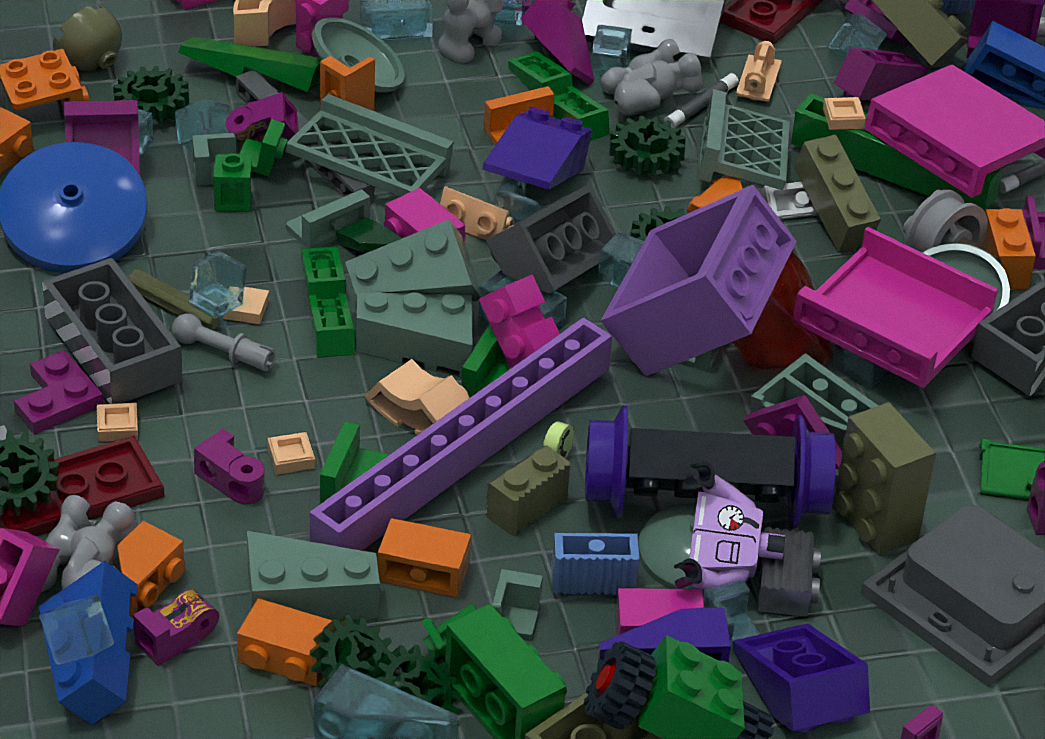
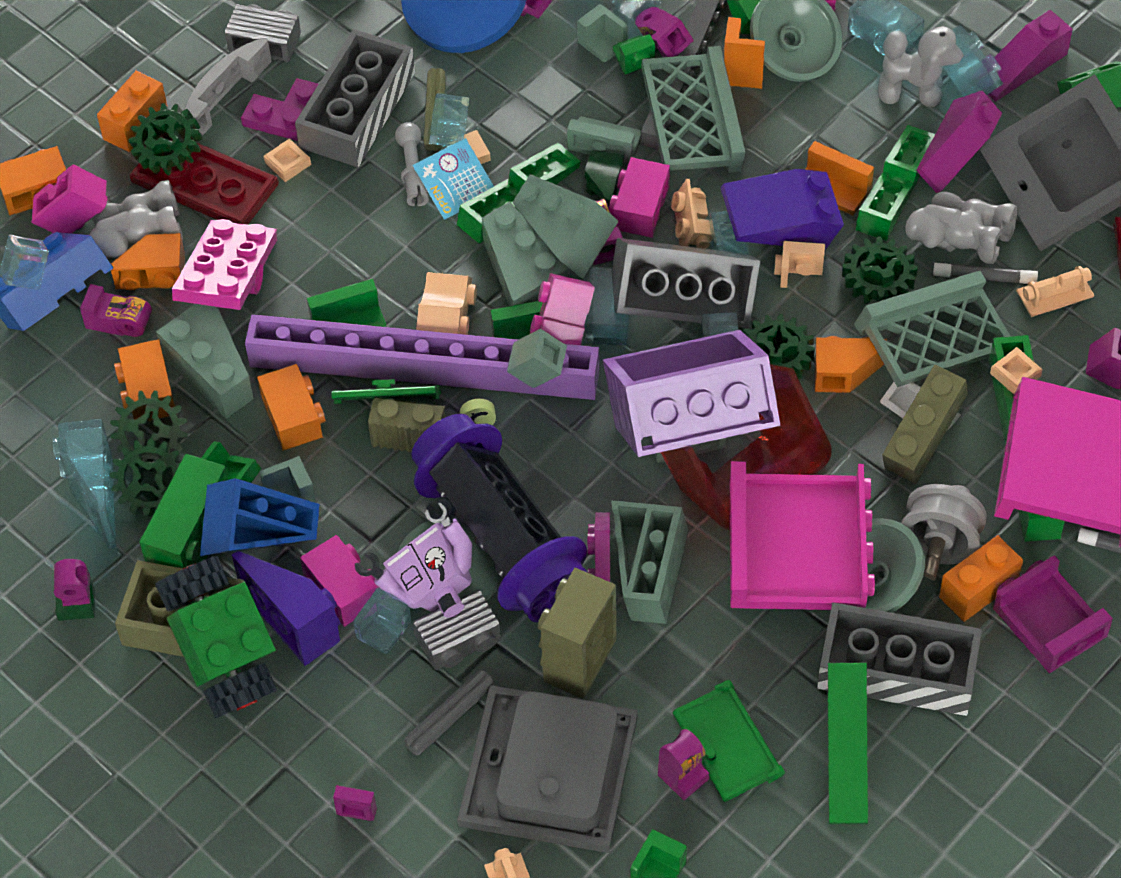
camera: 60 degrees right, 15 degrees up
(215, 511) = (225, 265): none -> plate
(228, 469) = (285, 246): magenta leg -> none
(232, 182) = (576, 57): green bracket -> none
(274, 324) = (453, 177): none -> medium azure sticker
(291, 453) = (339, 270): light nougat tile -> none
(489, 469) = (384, 390): none -> green door
(563, 354) = (536, 358): none -> sand green panel
(564, 622) = (254, 517): none -> blue wedge
(593, 171) = (799, 258): none -> light nougat bracket
(594, 562) = (358, 507): medium blue brick -> none
(610, 49) = (974, 178): clear light blue panel -> none
(805, 677) = (356, 697): dark purple slope -> none
(866, 627) = (448, 712): none -> dark grey axle

